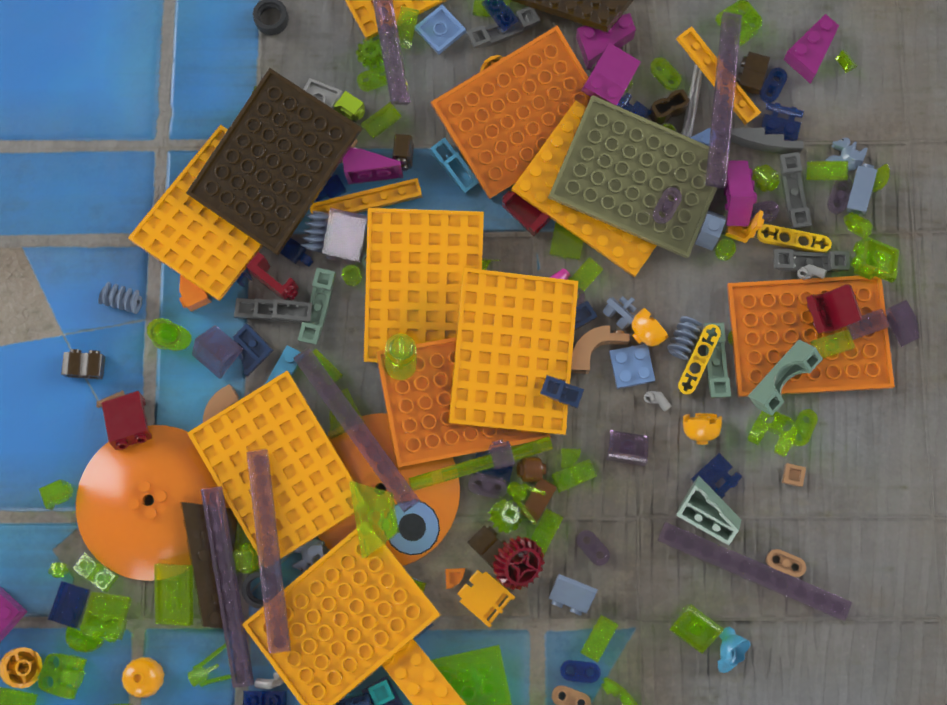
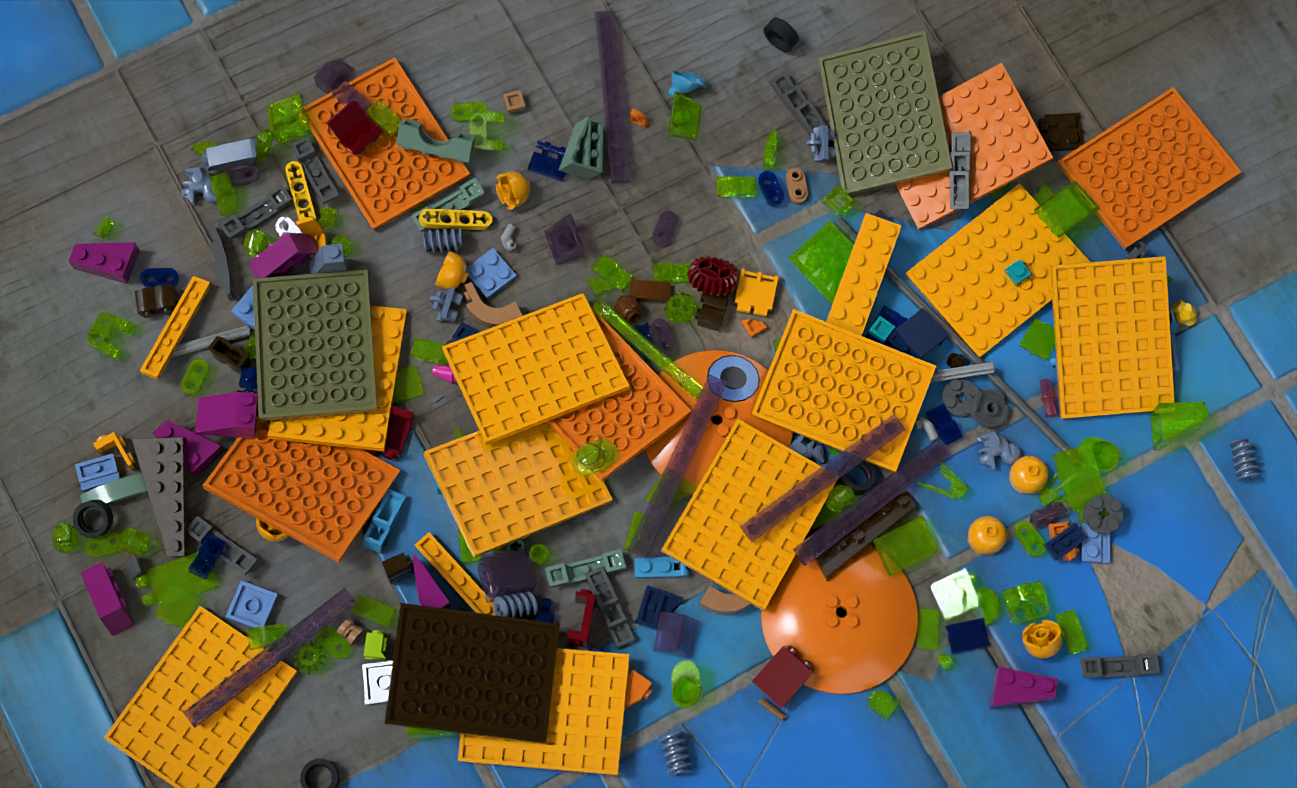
camera: 130 degrees left, 5 degrees down
(83, 365) = (756, 751): dark brown brick -> none
(374, 94) = (350, 631): none -> medium nougat wheel
(374, 516) = (744, 404): clear neon green wing -> none
(501, 454) = (631, 331): bracket -> none
(518, 493) = (654, 308): clear neon green plant -> none
(562, 392) = (548, 310): dark blue slope -> none
(572, 594) = (713, 221): sand blue slope -> none
(666, 206) = (331, 305): clear purple plate -> none
(716, 584) = (639, 118): none -> orange tile
(723, 100) = (200, 307): plate -> none
(758, 250) = (328, 217): none -> clear neon green wheel
(776, 125) = (198, 256): clear blue plate -> none
(785, 563) = (591, 76): medium nougat plate -> none
(810, 271) = (325, 167): light grey arm -> none

